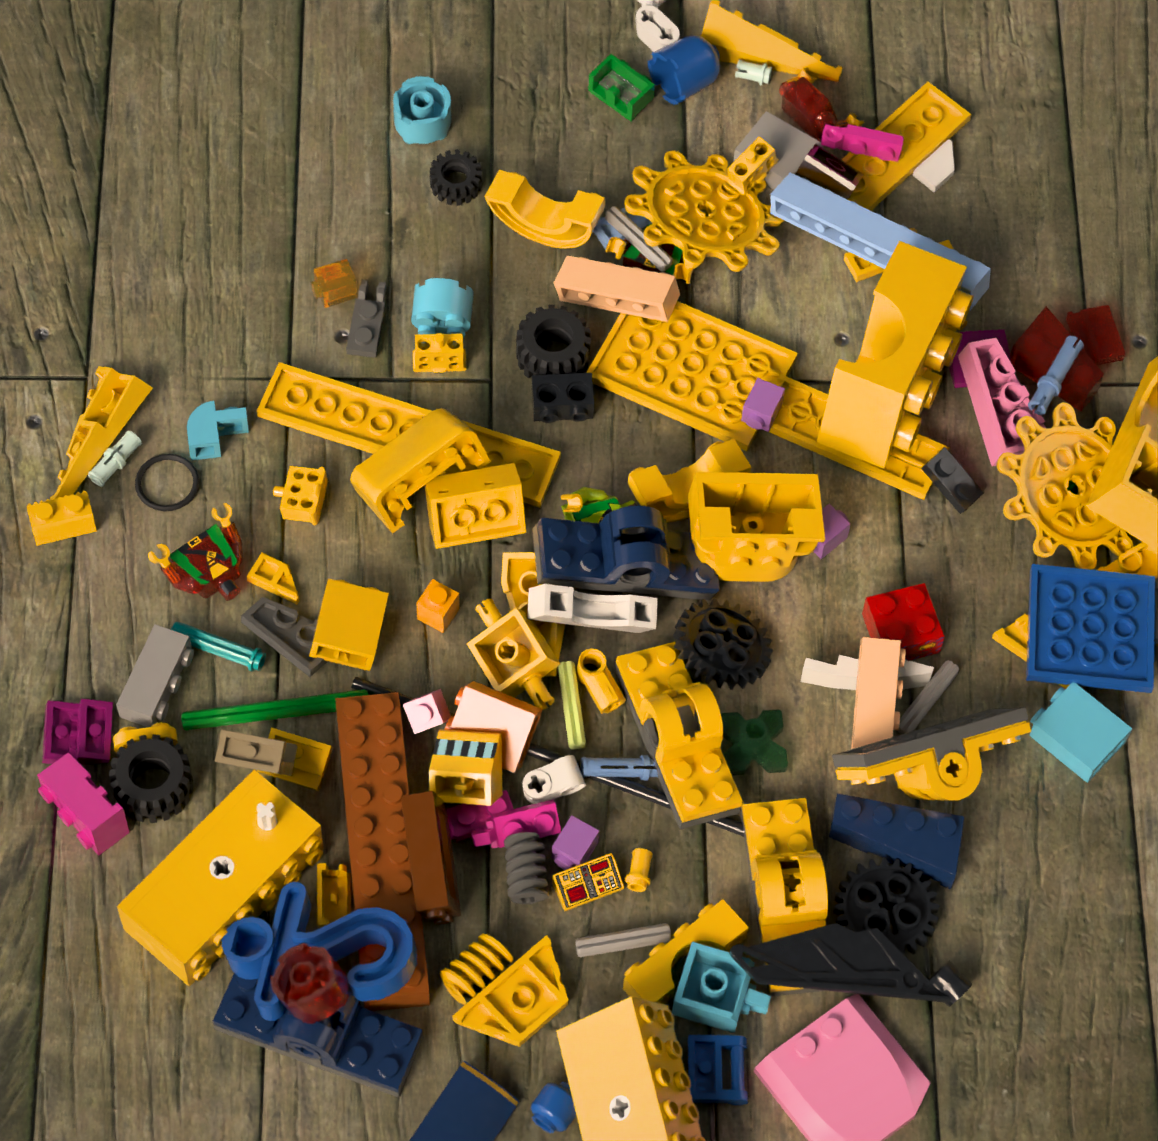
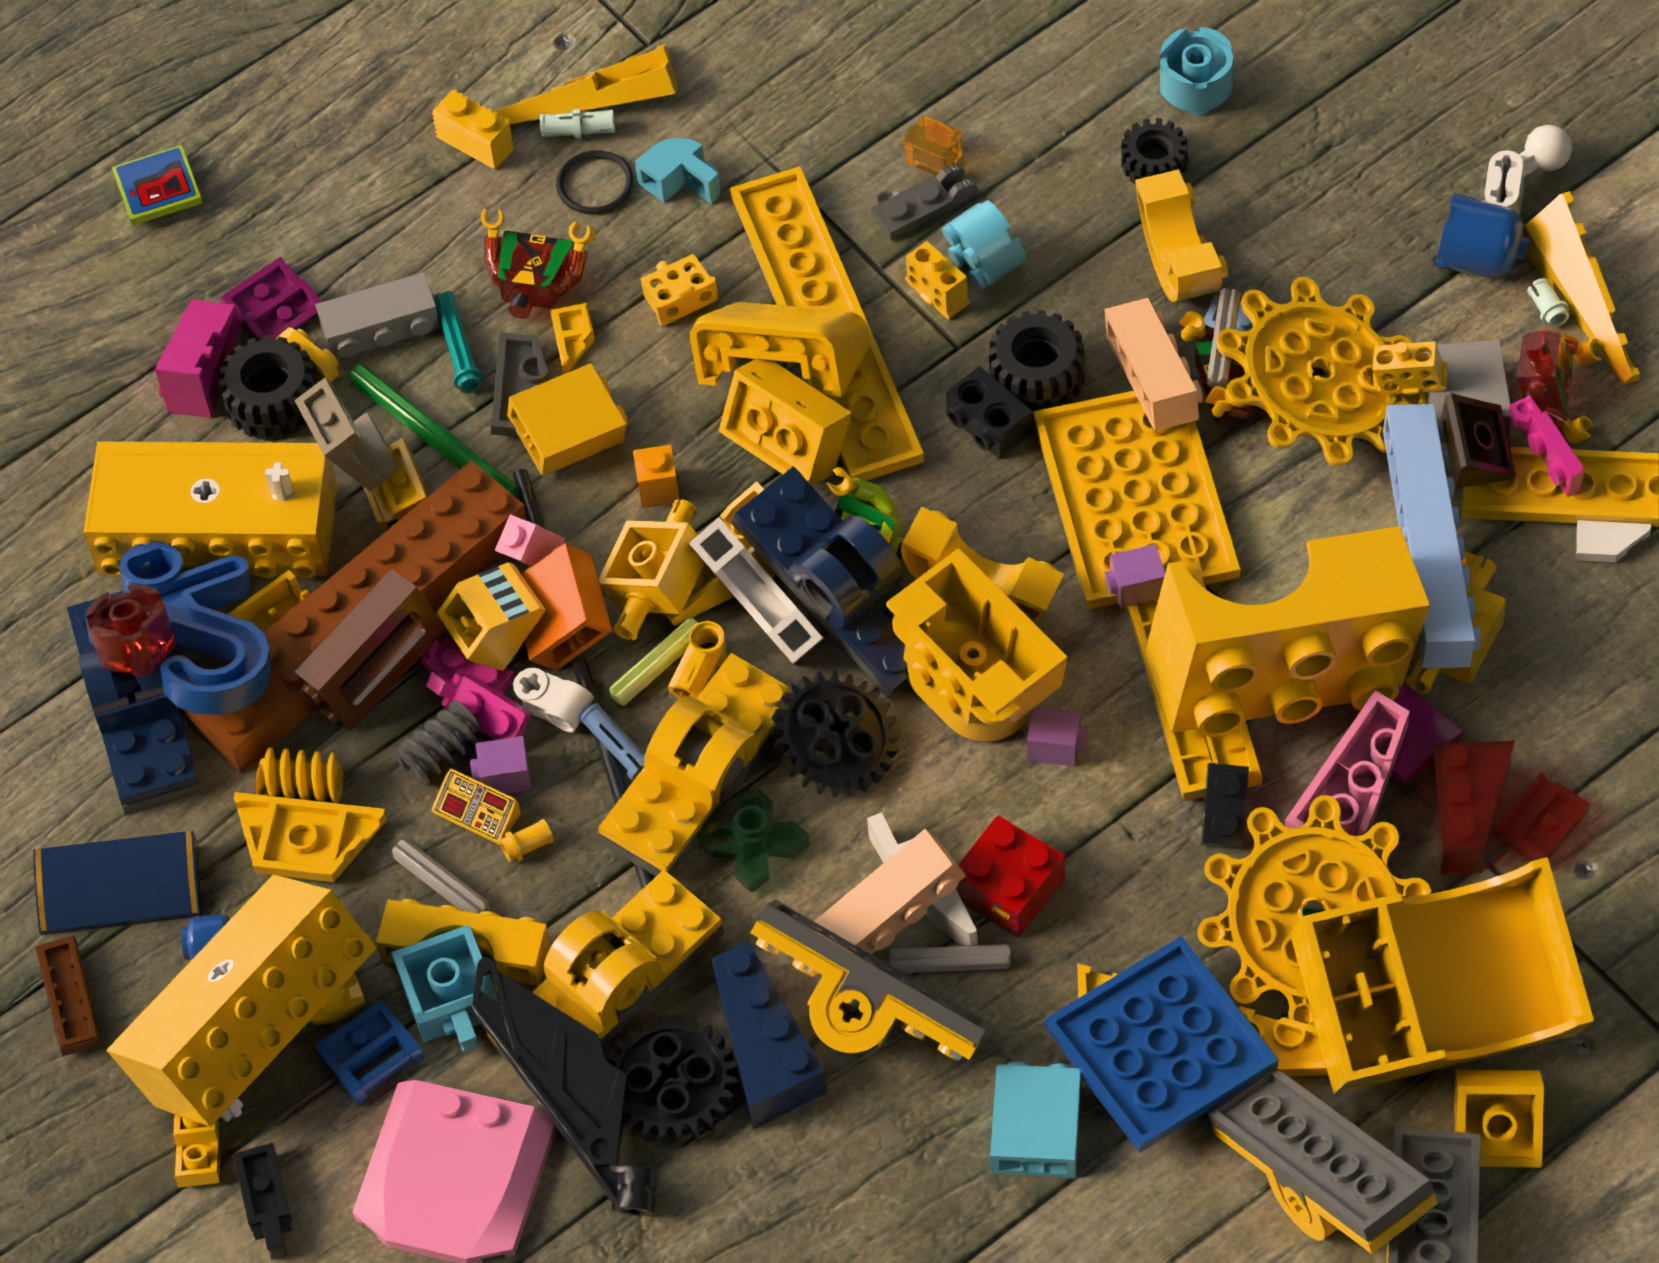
camera: 60 degrees right, 5 degrees down
(621, 87) = (1405, 206): green window -> none
(1050, 384) = (1410, 801): medium blue pin -> none

